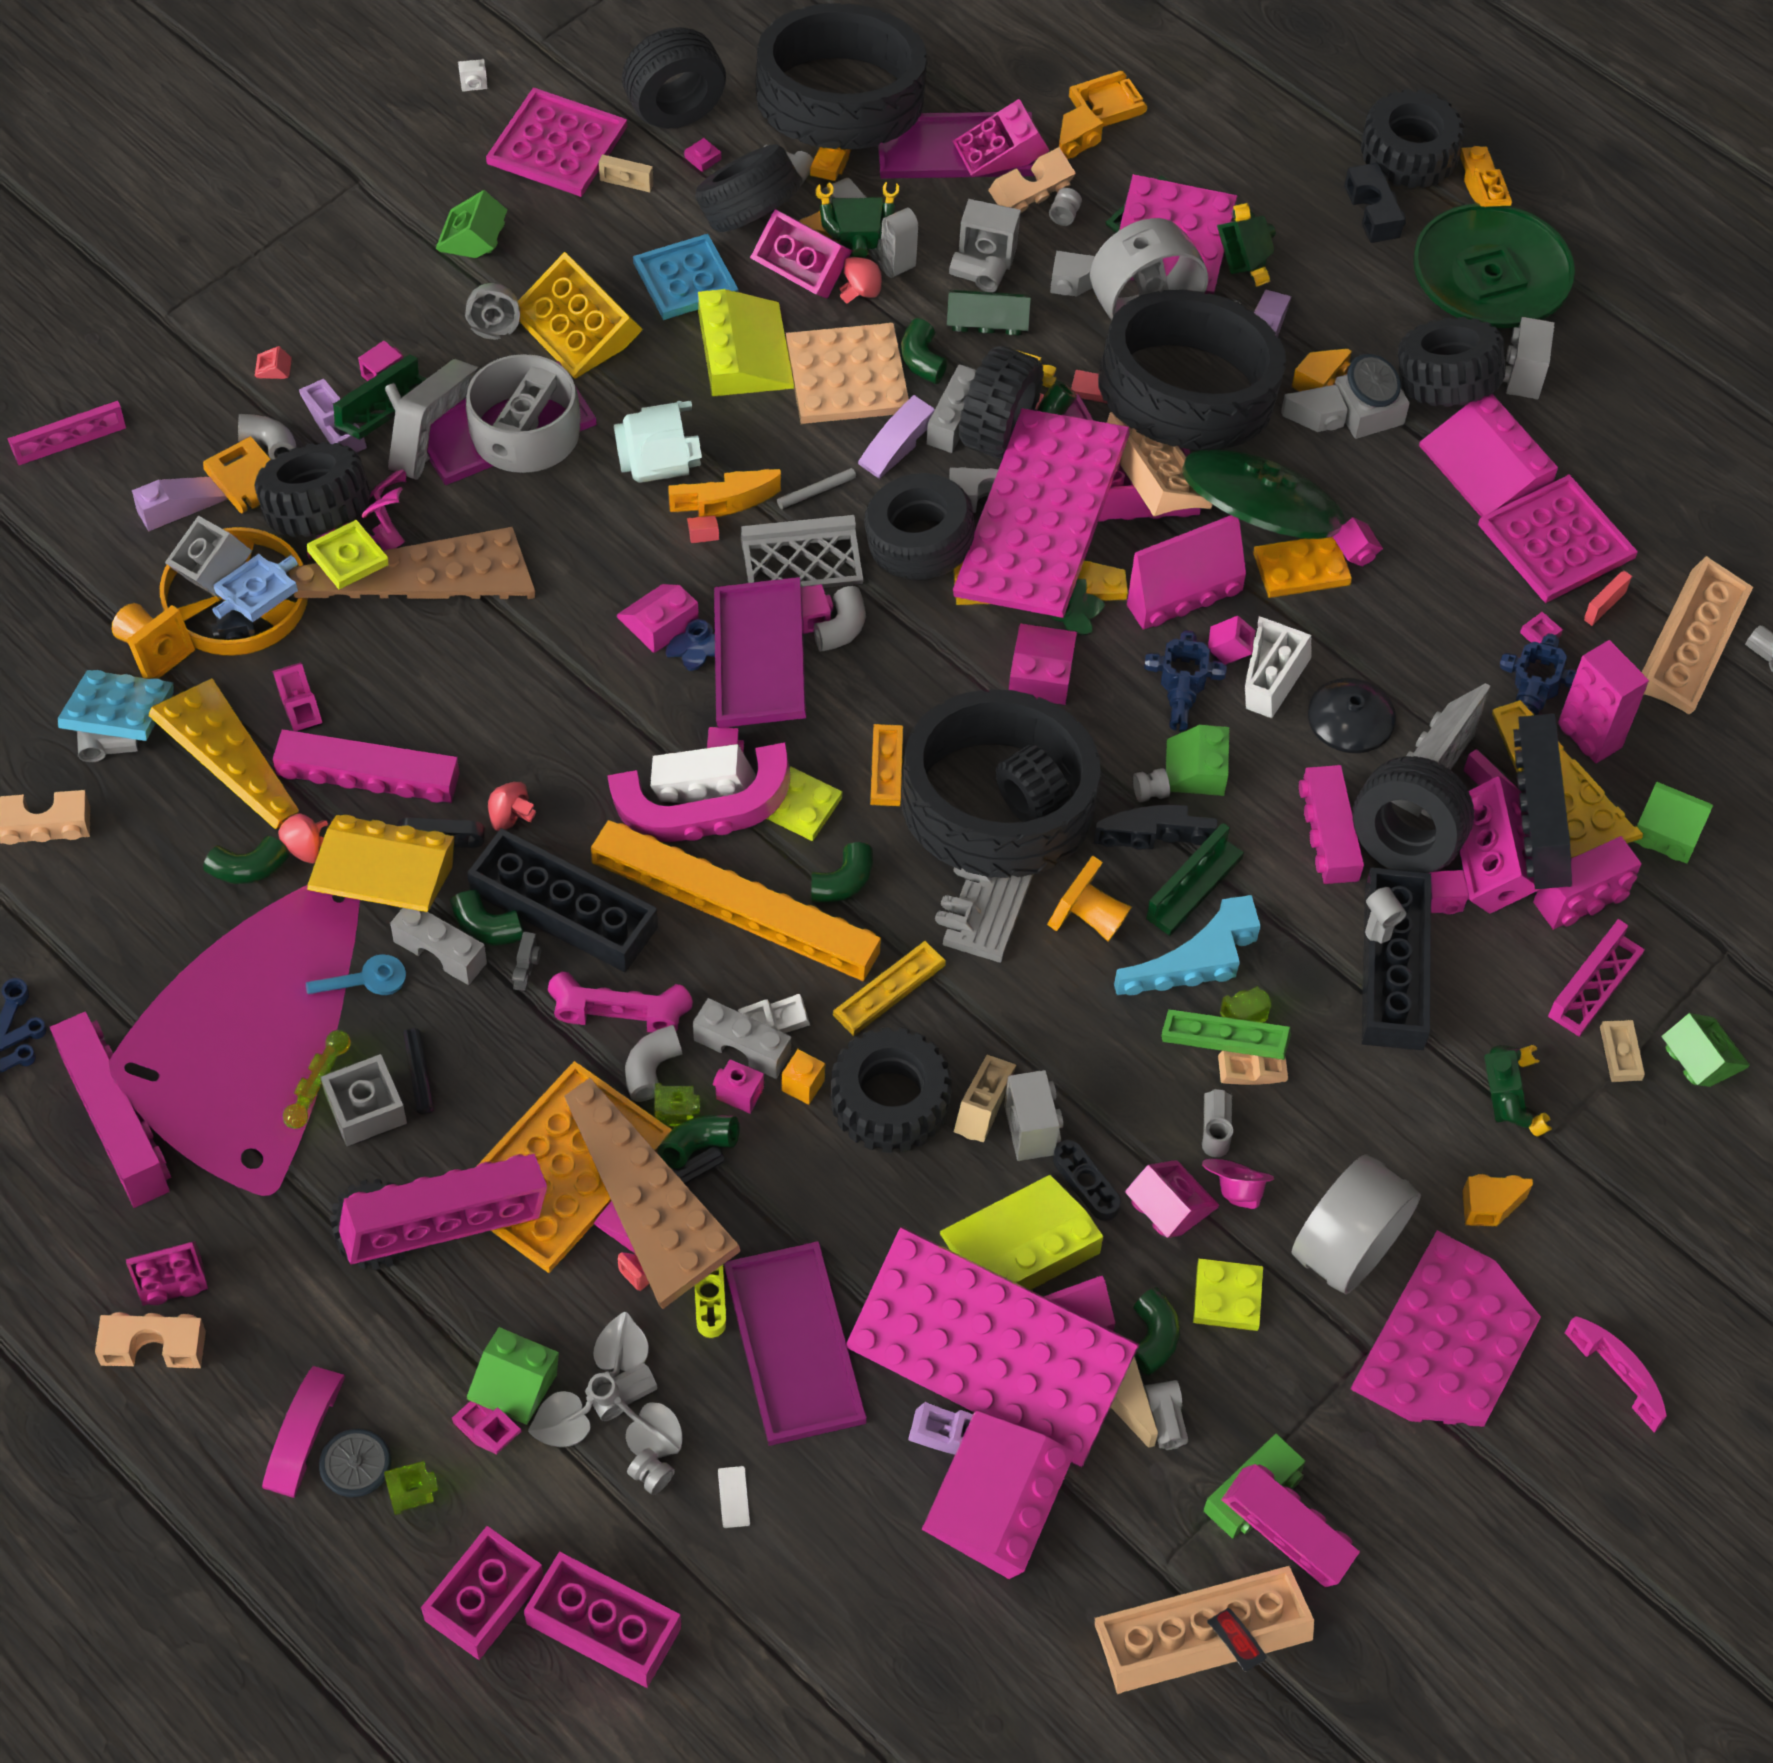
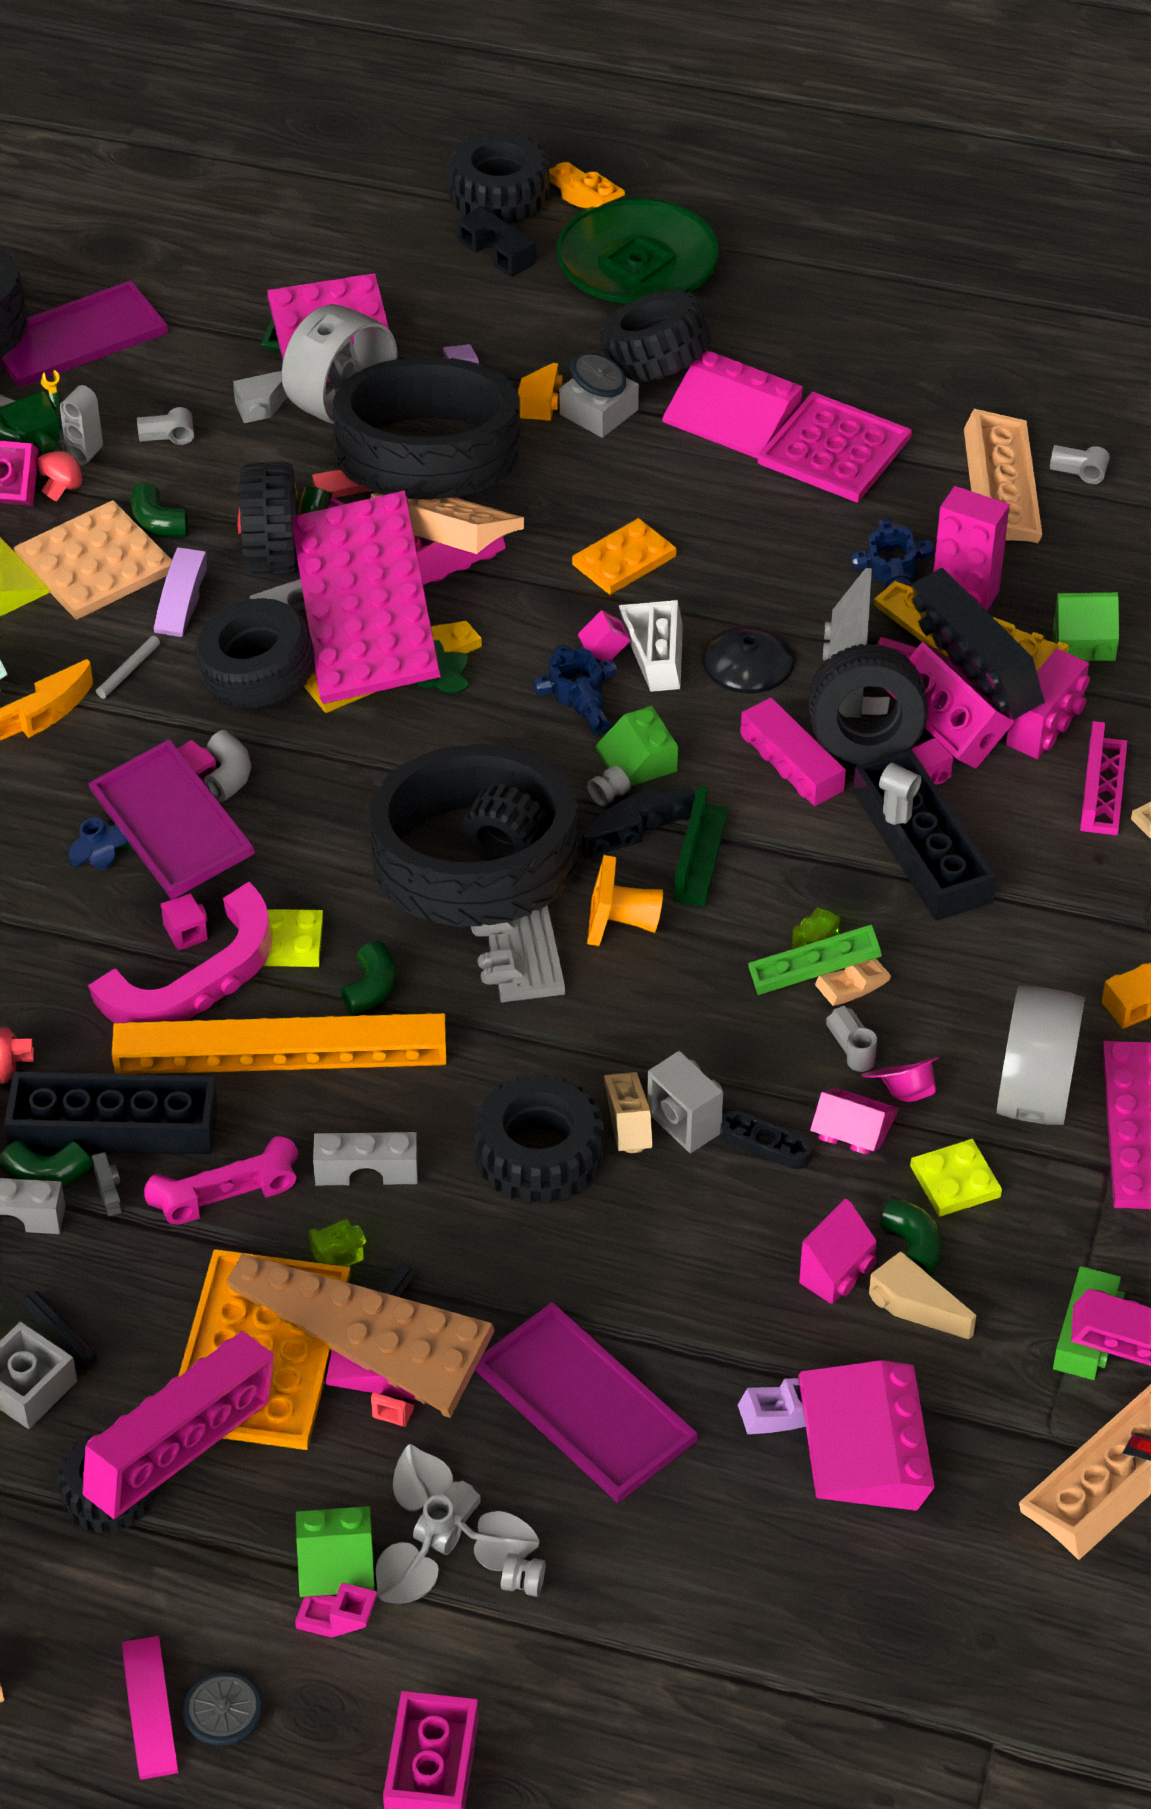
camera: 25 degrees left, 10 degrees down
(406, 1477) = (289, 1691): clear neon green brick -> none
(603, 1619) = (564, 1724): dark pink brick -> none
(644, 1060) = (282, 1217): light grey cylinder -> none
(660, 615) = (46, 831): dark pink slope -> none
(698, 1134) = (380, 1257): dark green cylinder -> none
(700, 774) = (177, 947): white wedge -> none
(703, 529) = (40, 743): coral slope -> none
(717, 1302) = (477, 1407): neon yellow beam -> none
(733, 1497) = (614, 1562): white sticker -> none
(739, 1086) = (388, 1201): dark pink brick -> none
(782, 1015) = (392, 1118): white slope -> none
(803, 1077) = (446, 1166): light orange brick -> none
(804, 533) = (139, 711): light grey fence -> none
(886, 765) = (350, 870): light orange plate -> none
(889, 988) = (475, 1059): yellow tile -> none
(945, 420) = (220, 547): light grey arch -> none
(988, 311) = (198, 456): slope -> none
(989, 231) = (159, 385): light grey brick -> none
(991, 1343) = (774, 1306): dark pink plate -> none
(1001, 142) = (122, 311): dark pink slope -> none
(1028, 1234) = (743, 1215): neon yellow slope -> none
(1043, 662) = (440, 722): dark pink slope -> none
(1051, 173) = (161, 349): light nougat arch -> none
(1065, 206) = (214, 345): light grey wheel -> none
(1079, 131) = (187, 281): light orange slope -> none
(1111, 97) = (195, 247): light orange container -> none
(1166, 1407) = (966, 1288): light grey piece -> none
(1187, 572) = (530, 595): dark pink slope -> none
(1204, 958) = (751, 908): medium azure arch -> none
(1247, 243) = (406, 310): dark green torso -> none
(1263, 493) = (559, 499): dark green dish -> none
(1316, 408) = (554, 423): light grey slope -> none
(1358, 542) = (664, 515): dark pink brick -> none
(1507, 1087) = (1090, 897): dark green torso -> none
(1528, 357) = (722, 309): light grey brick -> none
(1539, 627) = (867, 523): dark pink plate -> none
(1607, 598) = (910, 476): coral tile -> none

